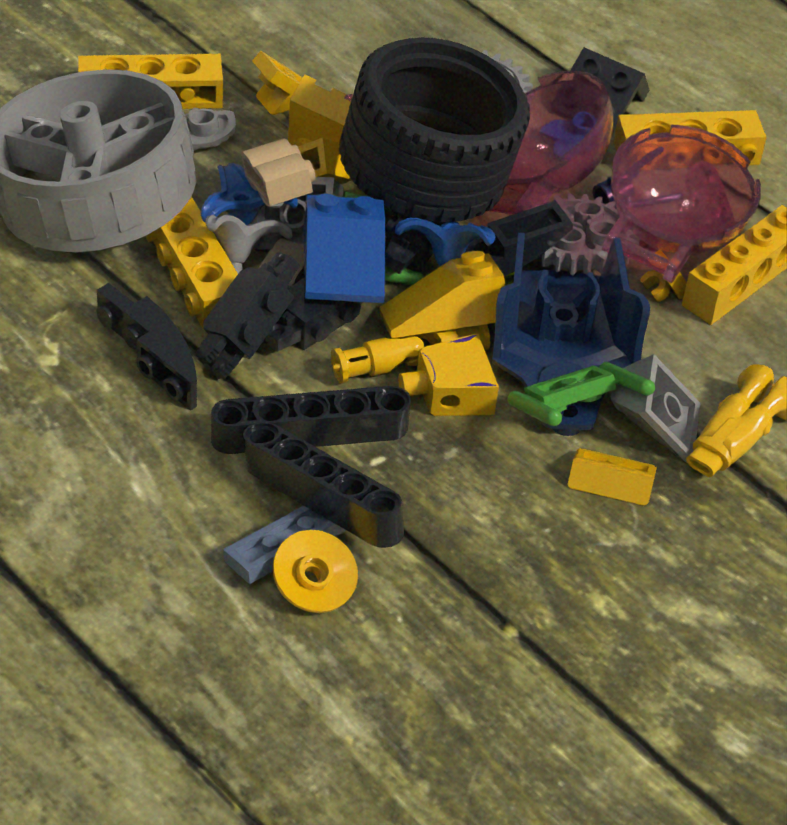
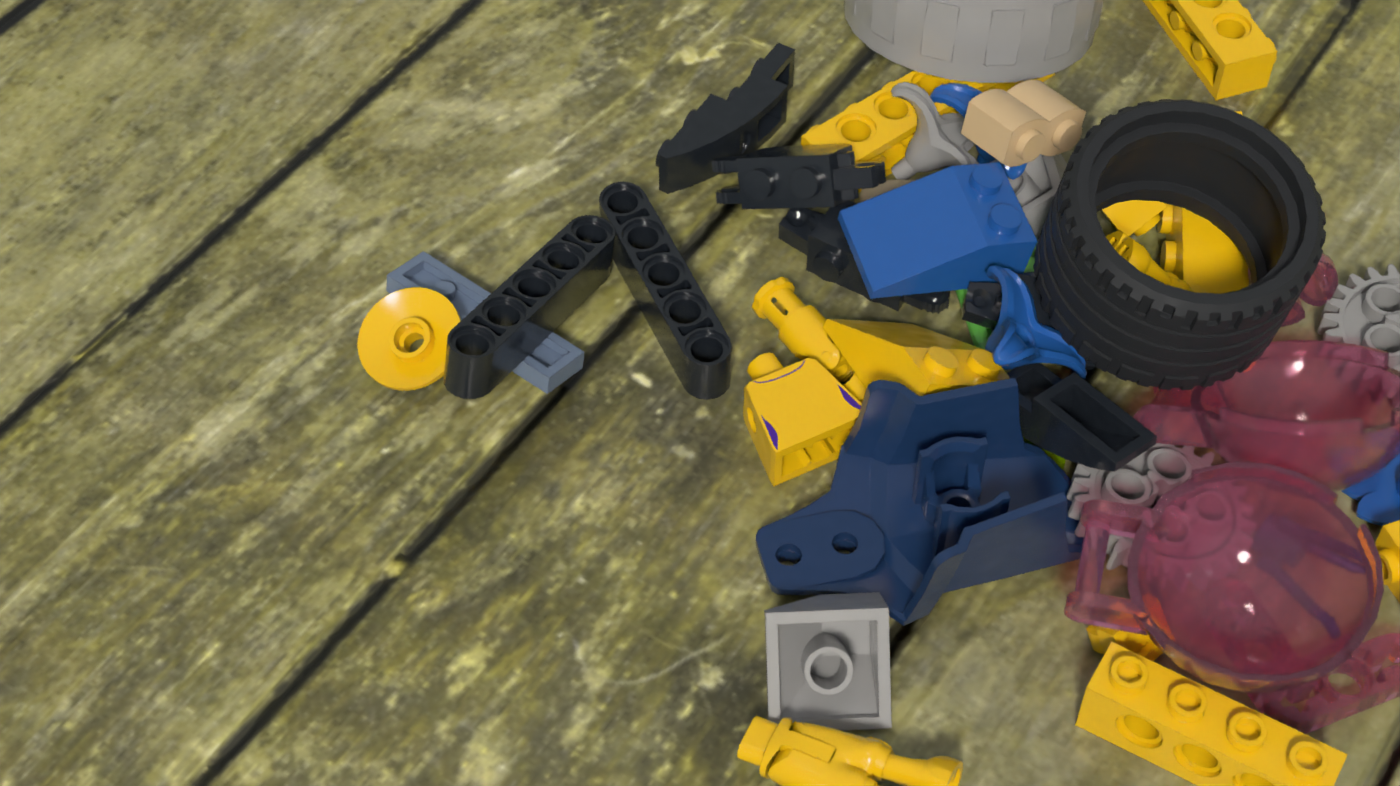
camera: 80 degrees right, 5 degrees up
(210, 127) = (1150, 82): light grey animal -> none
(278, 83) = (1278, 110): yellow slope -> none
(552, 396) = (802, 532): bright green plate -> none
(612, 476) = (702, 635): yellow slope -> none

